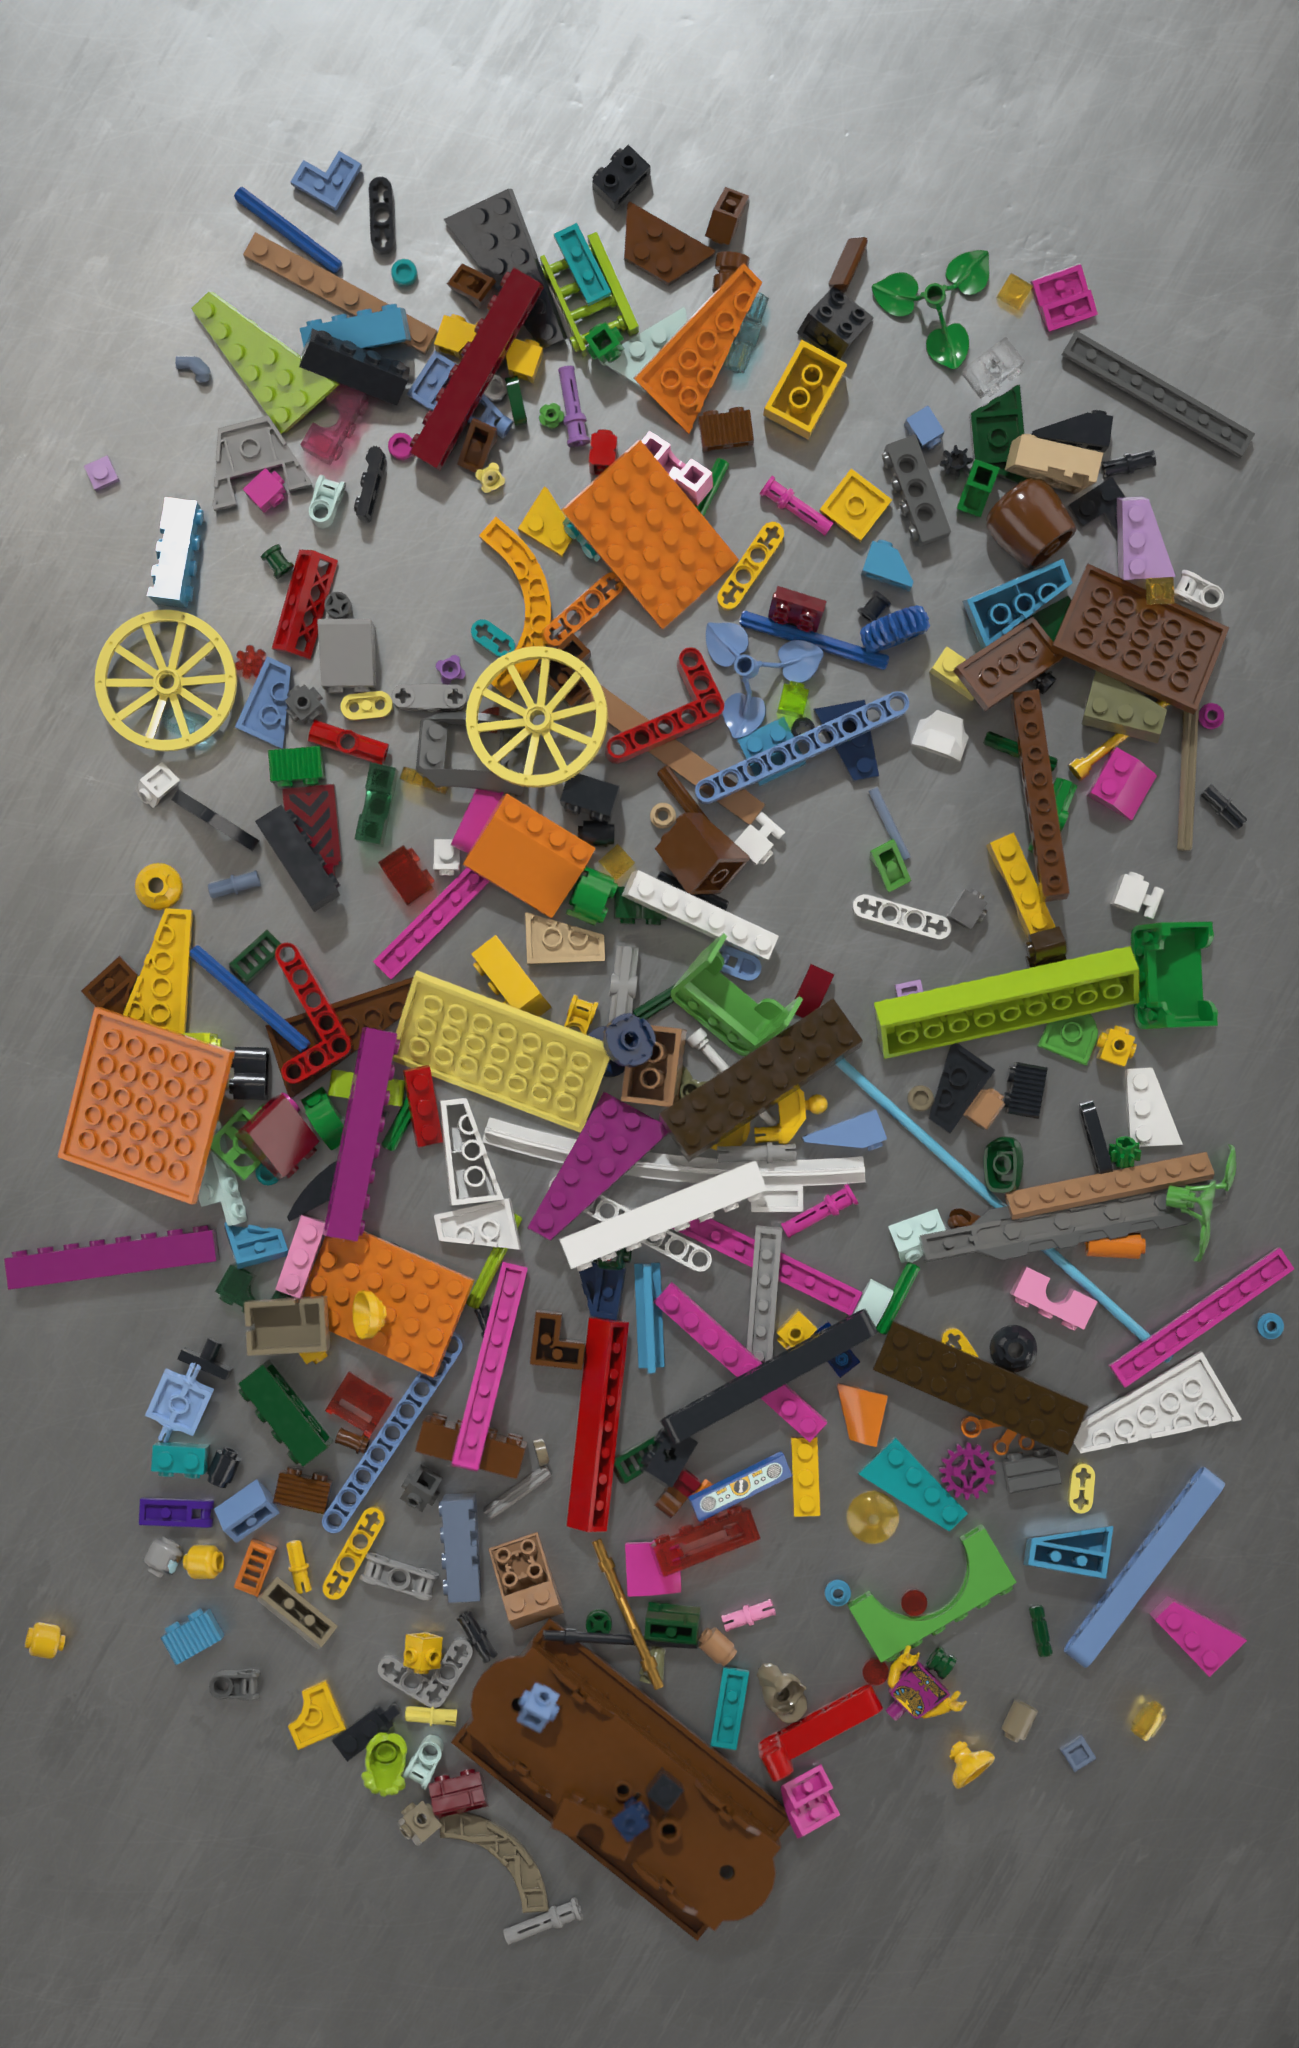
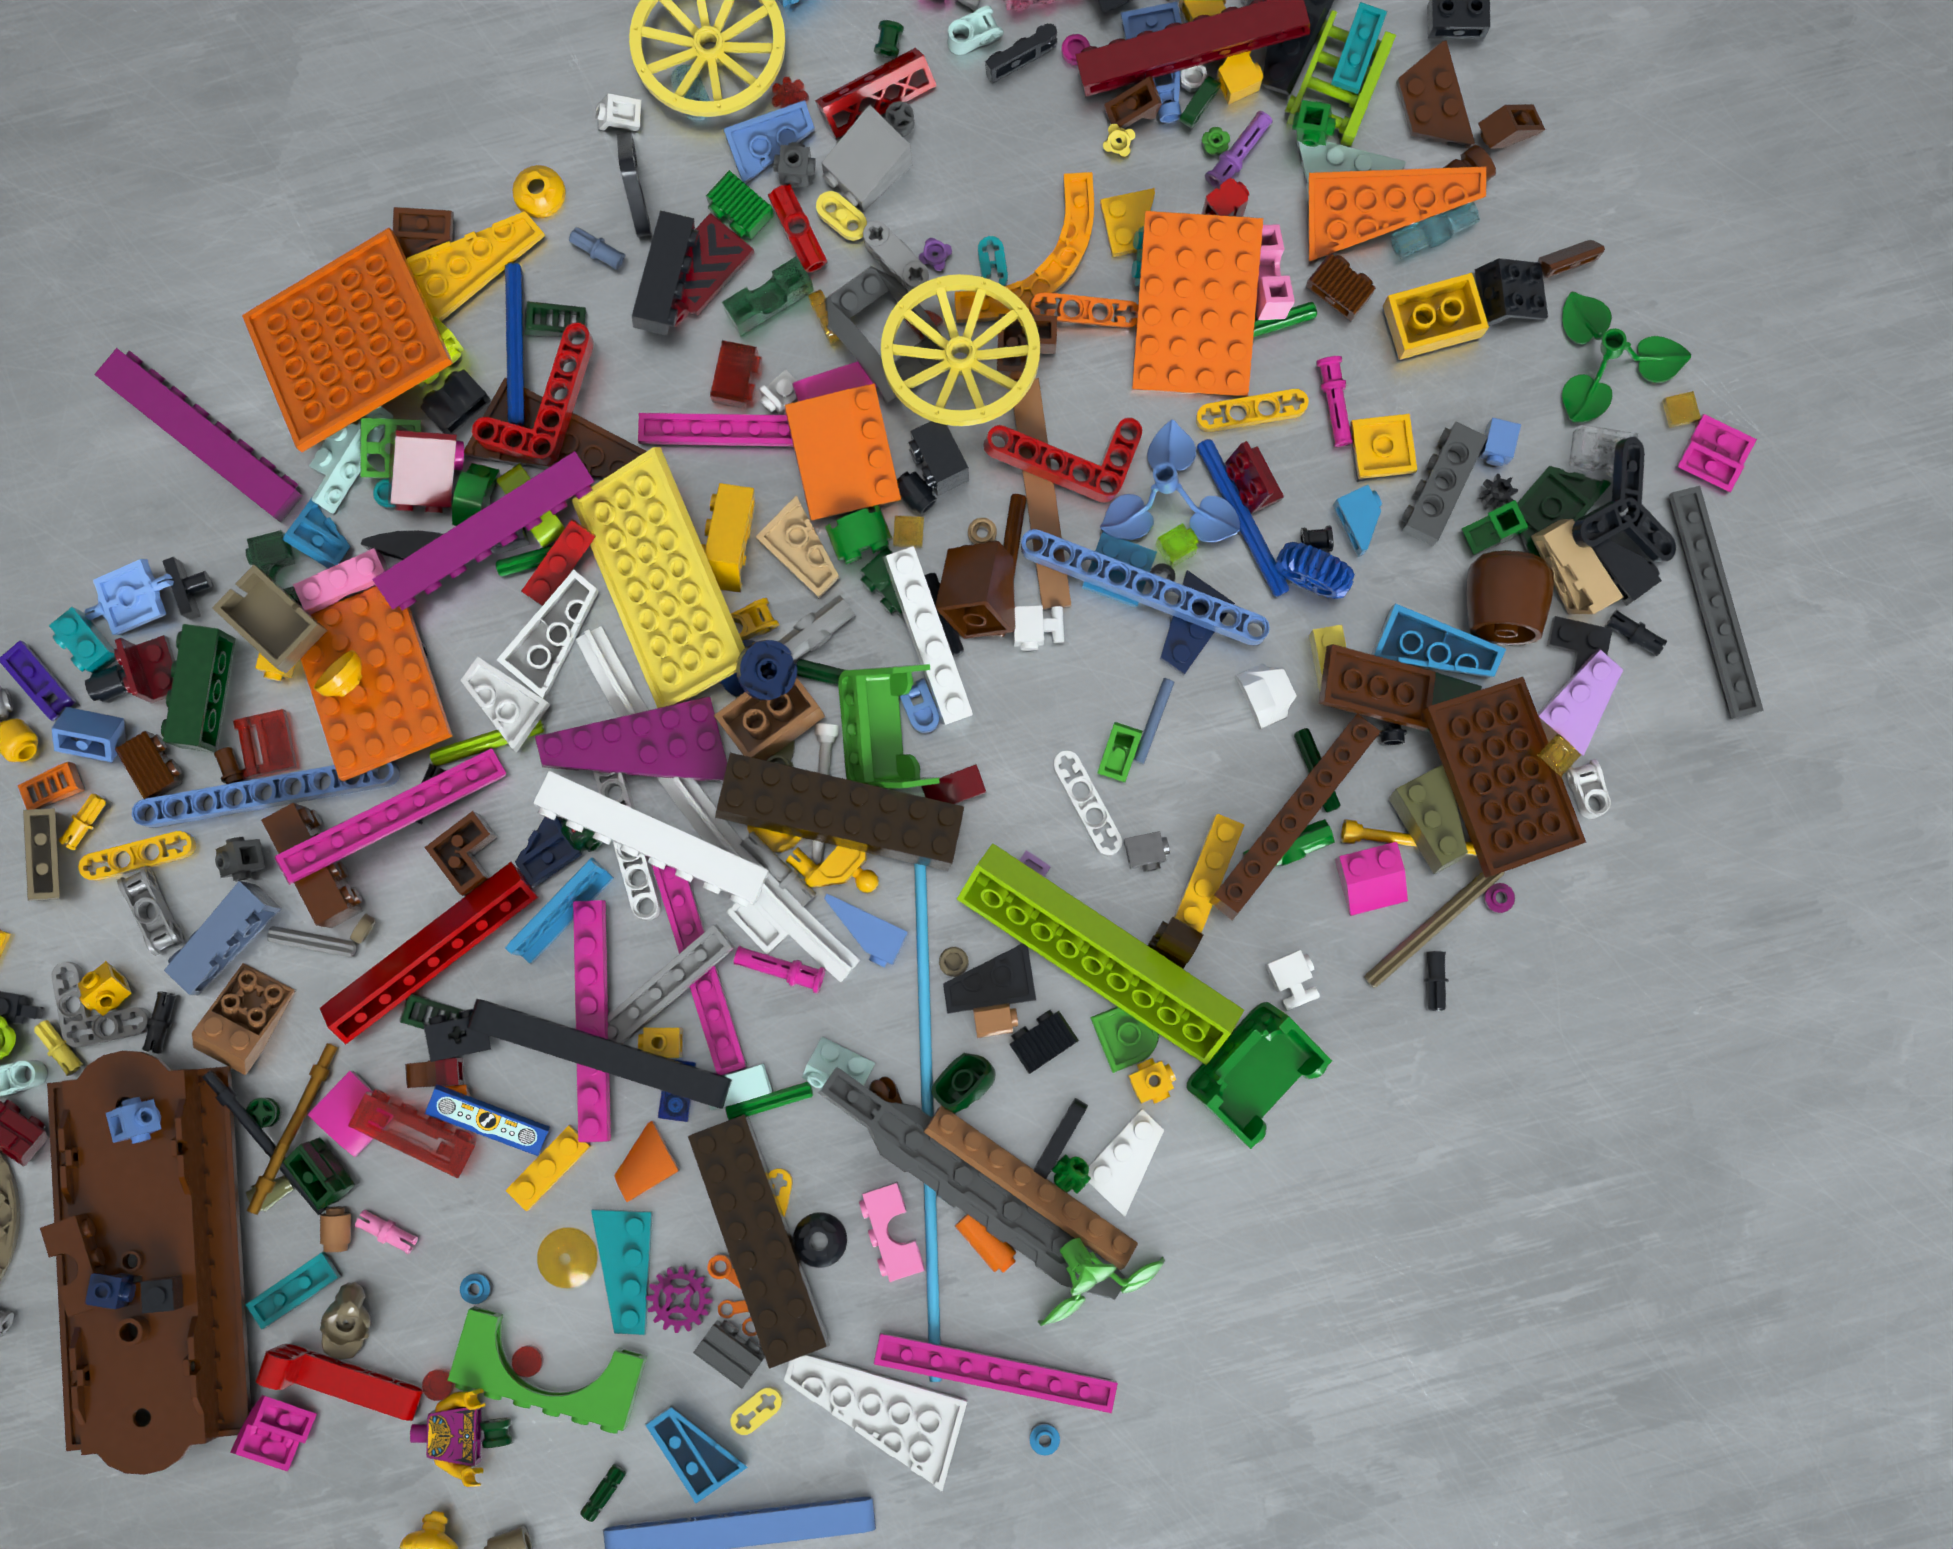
camera: 50 degrees right, 5 degrees down
(239, 1432) = (146, 667): none -> dark red bracket
(1064, 393) = (1626, 493): none -> black piece

